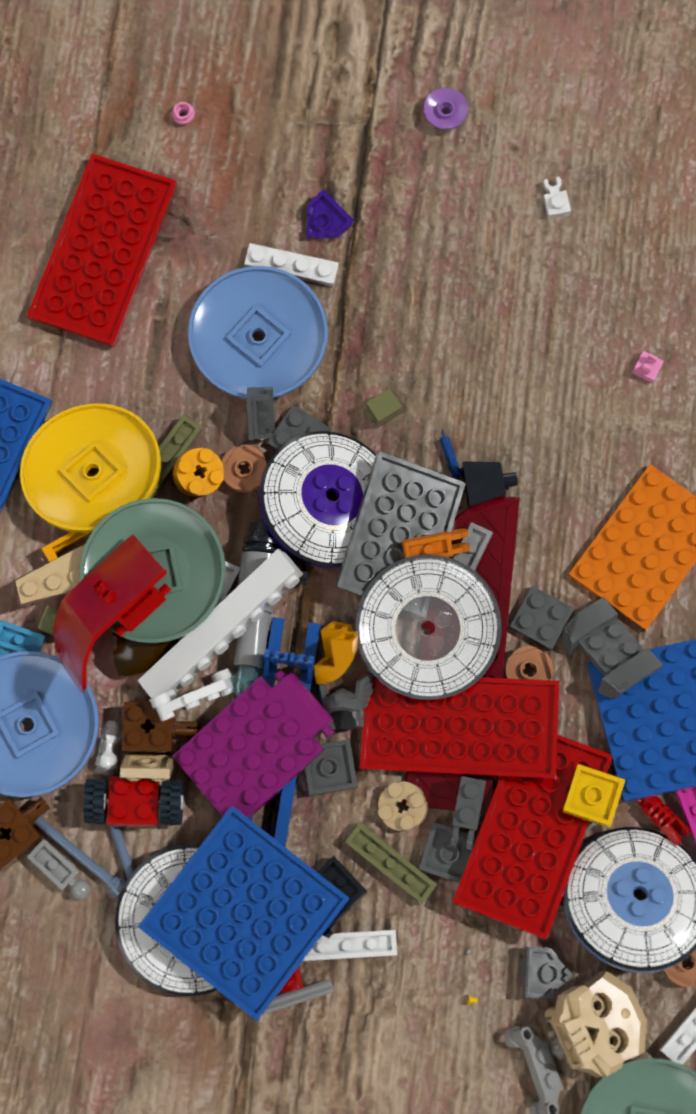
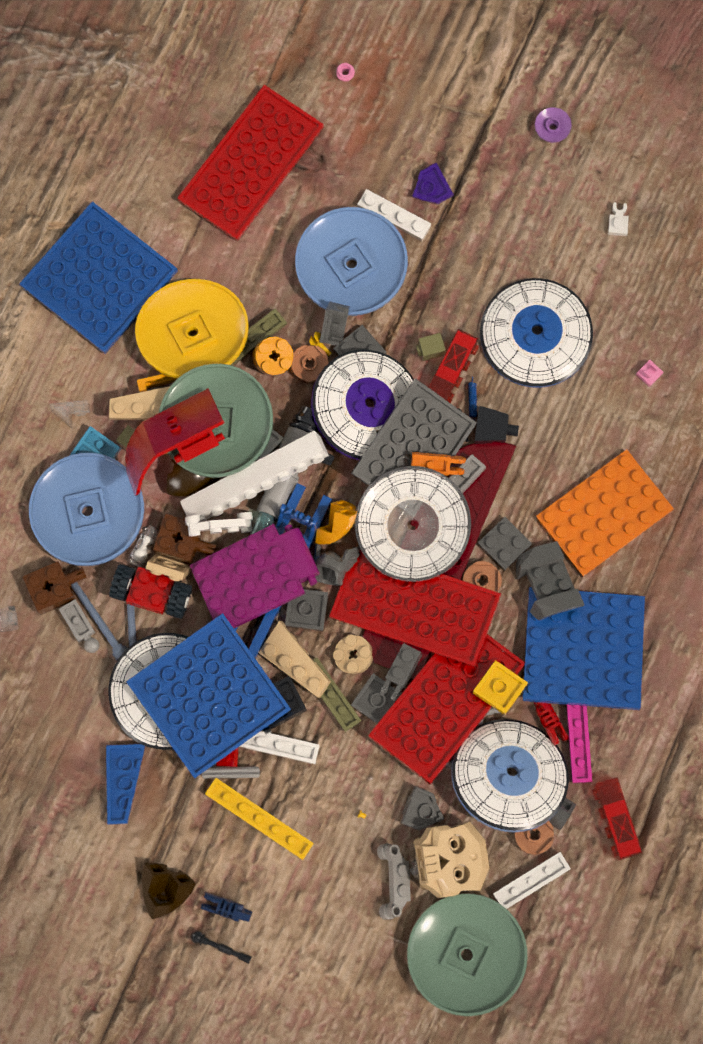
camera: 20 degrees right, 0 degrees up
(165, 1041) = (122, 773): none -> blue wing
(244, 440) = (316, 341): none -> yellow hand
(327, 832) = (289, 656): none -> tan wing
(349, 1044) = (259, 819): none -> yellow plate
(416, 421) = (453, 364): none -> clear red brick
(493, 386) = (531, 357): none -> dish

